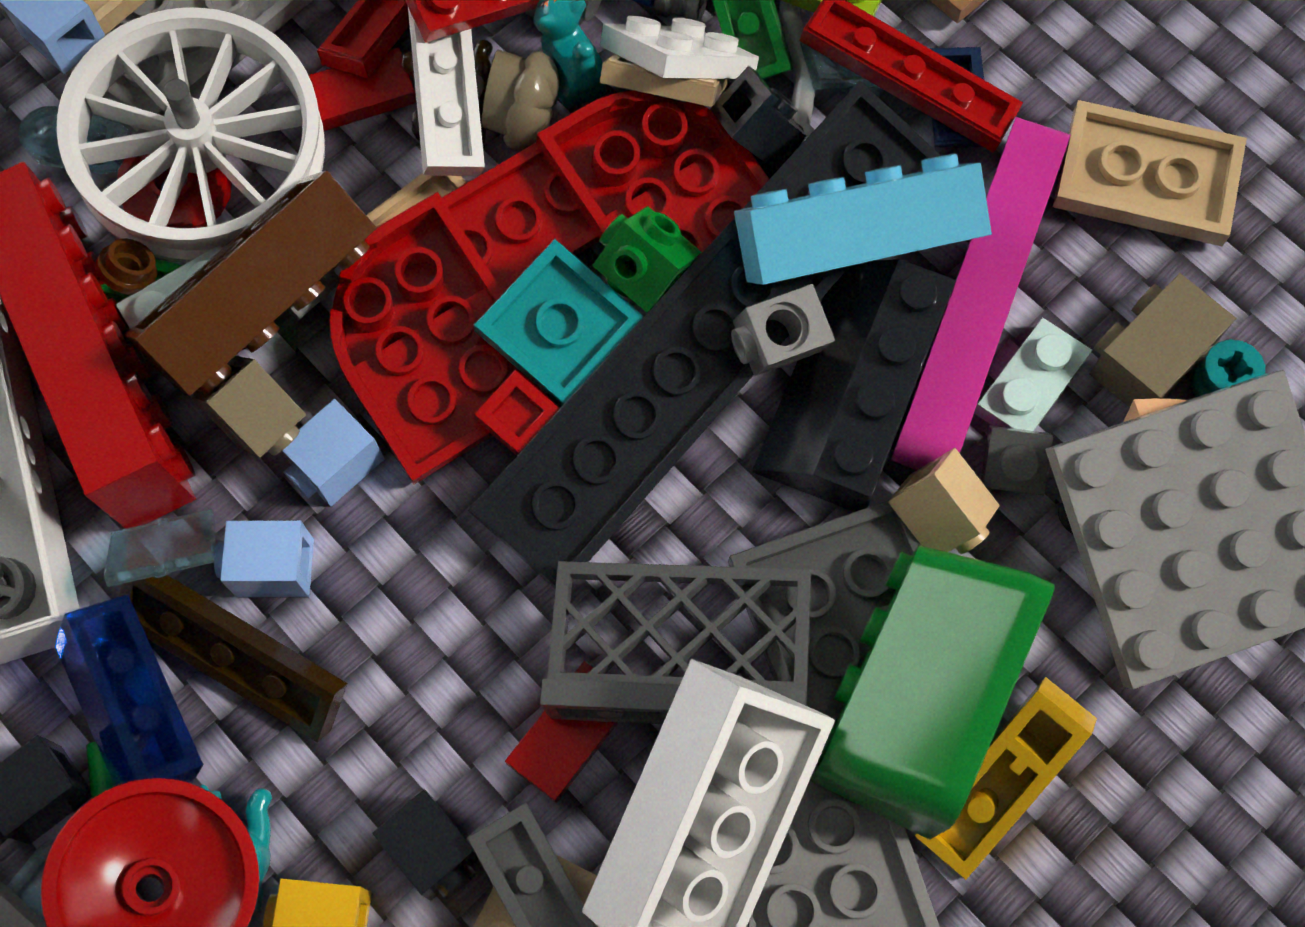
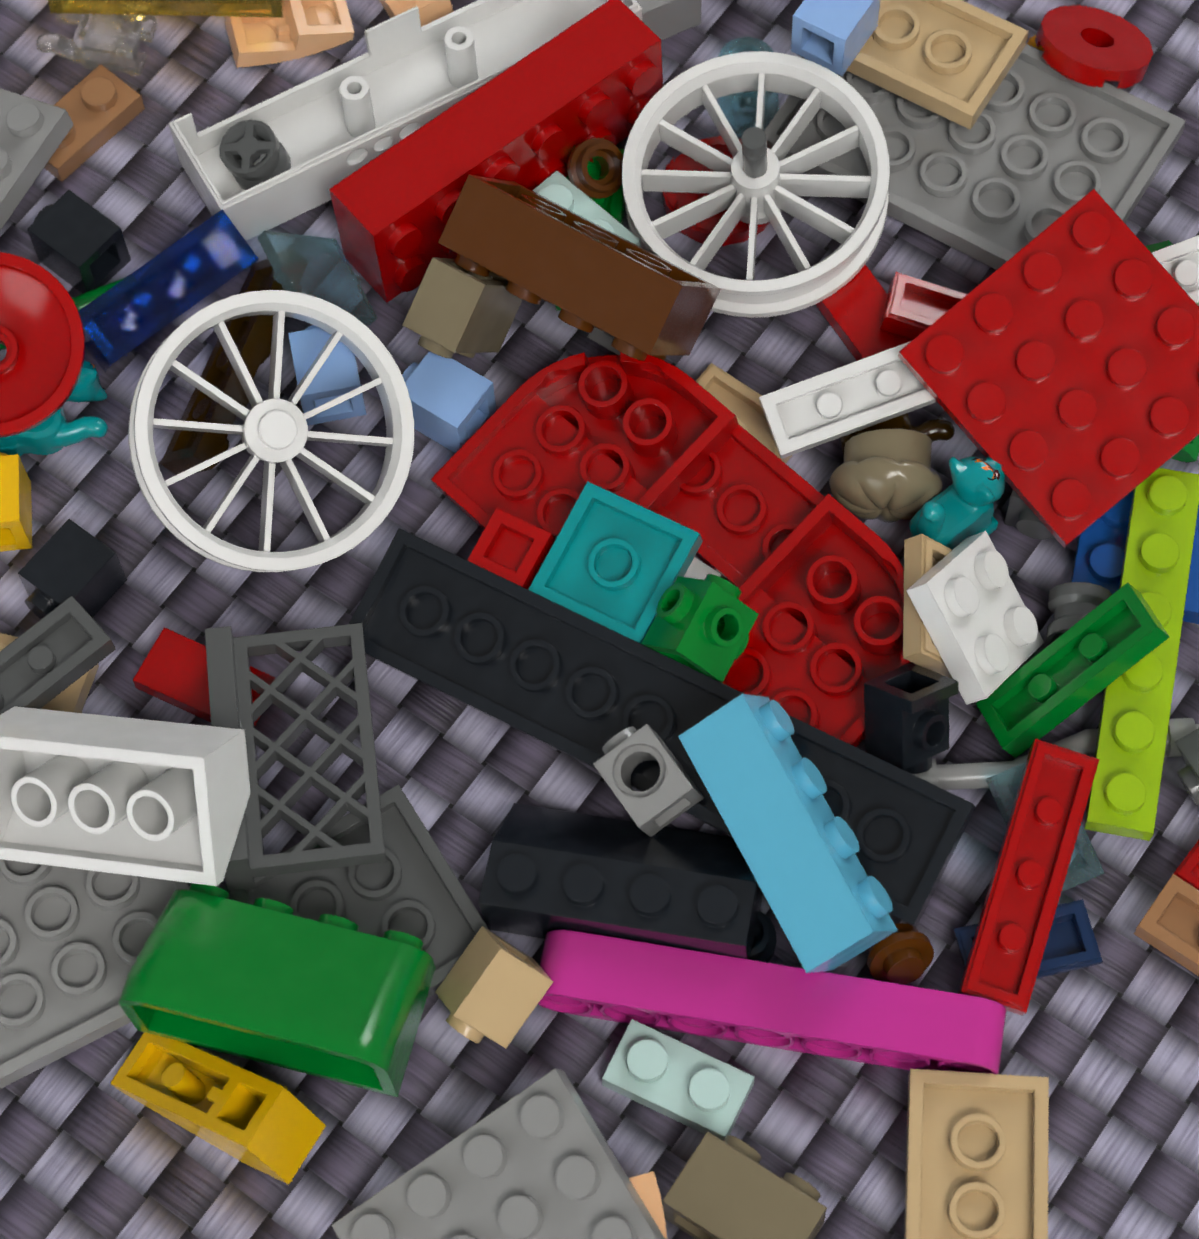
camera: 80 degrees right, 5 degrees down
(340, 605) = (273, 430): none -> white wheel
(1016, 460) = (581, 1056): dark grey plate -> none

